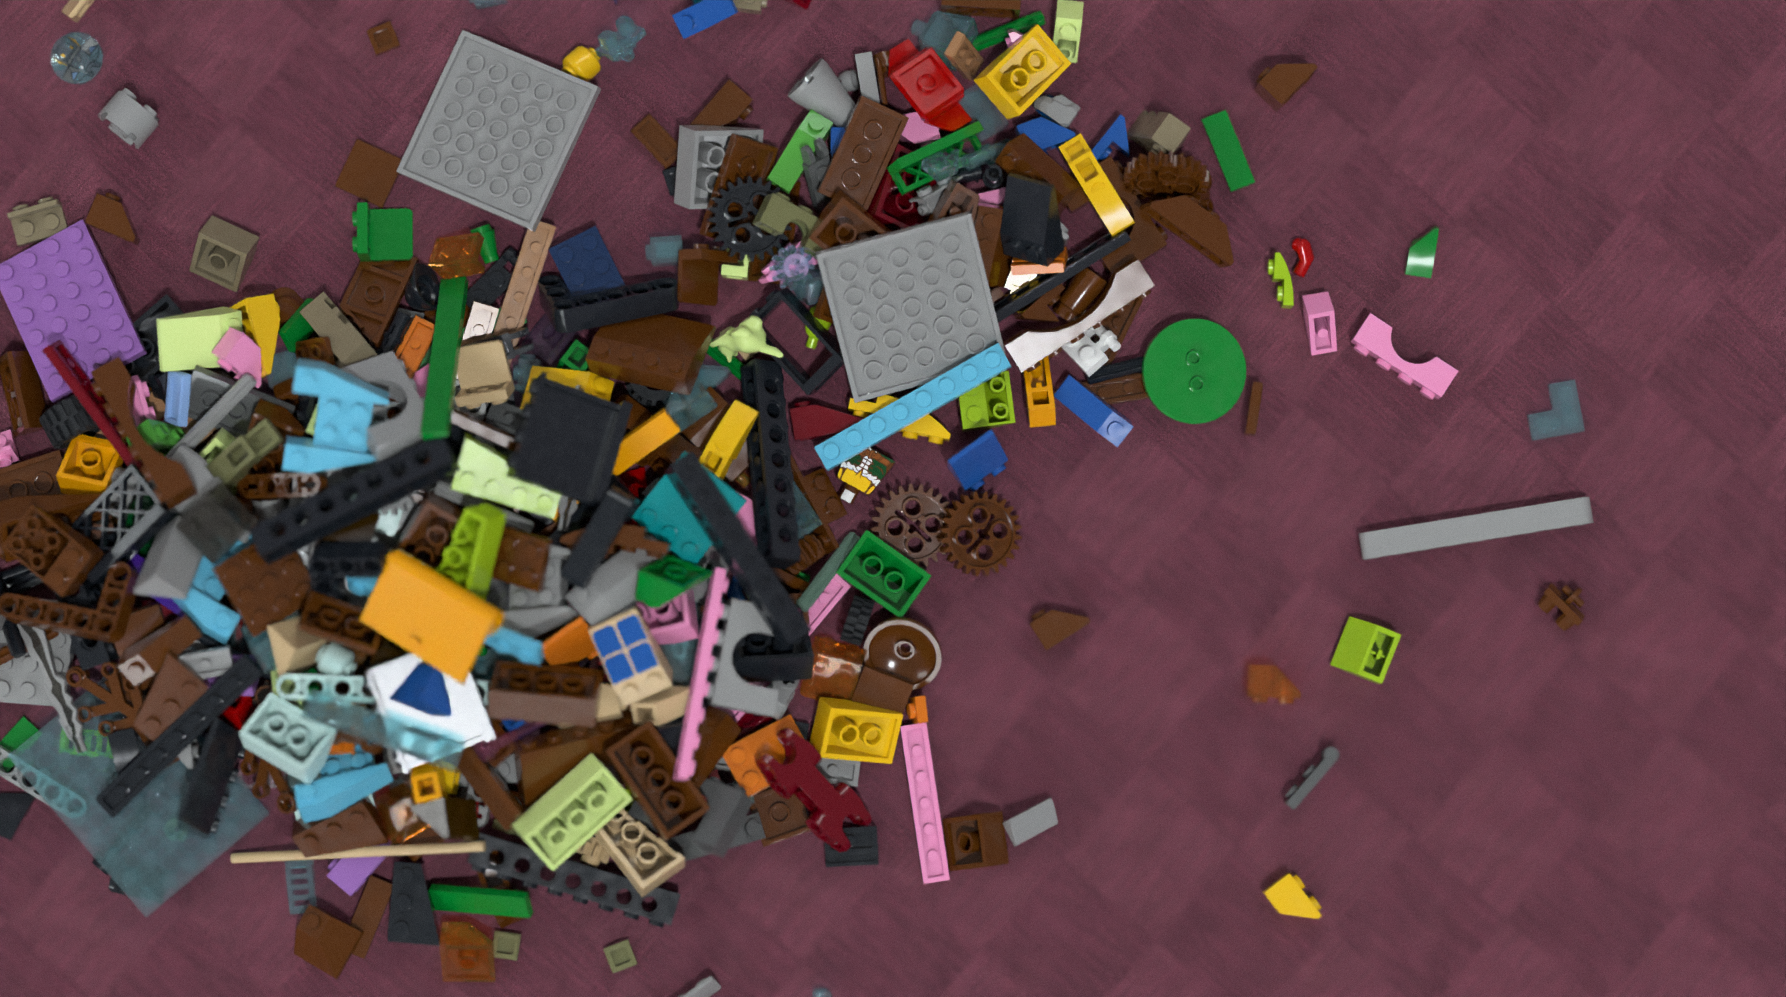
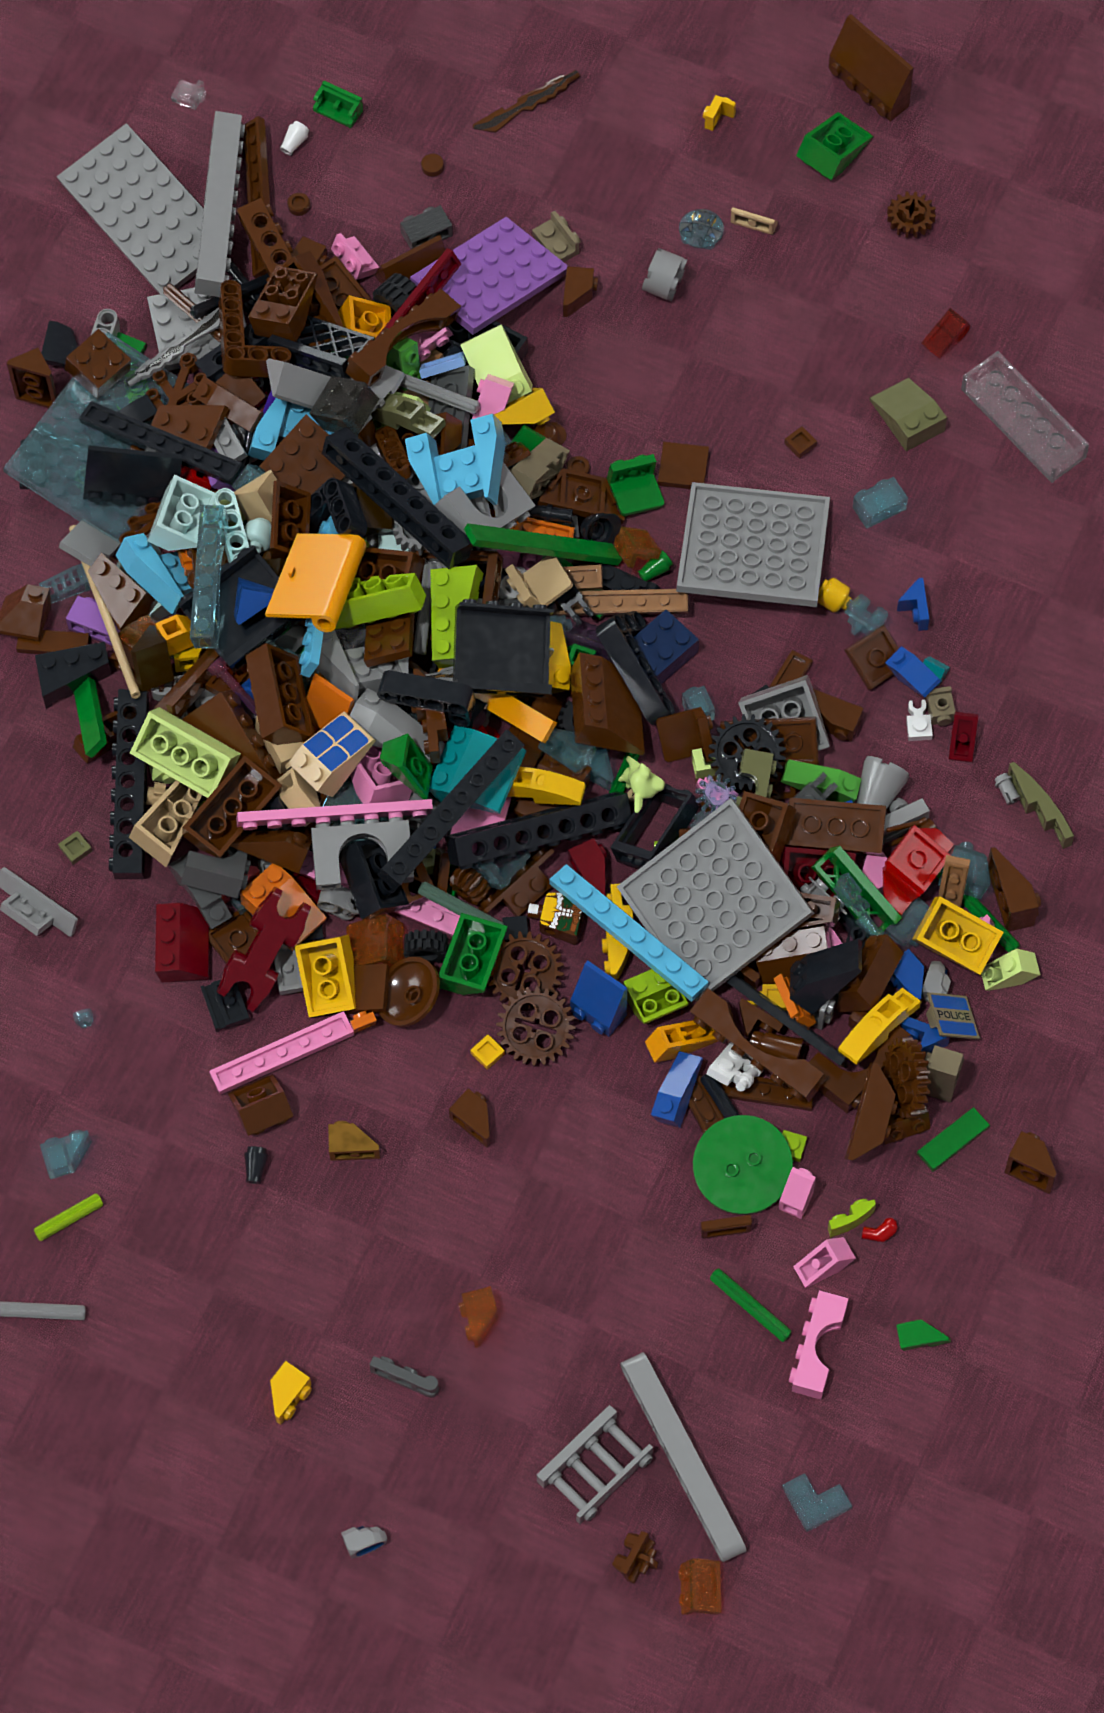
camera: 75 degrees right, 20 degrees down
(42, 853) = (32, 378): none -> reddish brown slope
(54, 778) = (97, 364): none -> reddish brown brick
(223, 253) = (578, 376): dark tan slope -> none
(265, 846) = (87, 543): none -> light grey tile
(335, 287) = (578, 464): none -> reddish brown tile
(466, 954) = (41, 721): clear orange slope -> none
(506, 945) = (59, 756): olive tile -> none
(667, 48) = (870, 655): none -> reddish brown tile
(758, 28) = (918, 725): none -> white plate
(771, 873) = (181, 943): none -> dark red slope
(859, 520) = (515, 925): none -> black tile
(987, 591) = (487, 1051): none -> yellow tile
(1031, 822) = (291, 1144): light grey slope -> none
(1038, 864) = (255, 1163): none -> black cone
(1045, 761) = (350, 1143): none -> pearl gold slope
(1103, 107) = (951, 1016): none -> piece
(1184, 310) = (796, 1143): none -> lime plate
(1243, 325) = (797, 1192): none -> bright pink slope
(1340, 411) = (751, 1305): none -> green axle
(1365, 650) = (536, 1390): lime slope -> none
(1445, 638) = (588, 1440): none -> light grey fence
(1466, 867) = (363, 1540): none -> light grey rock
(1611, 552) = (700, 1587): none -> clear orange bracket

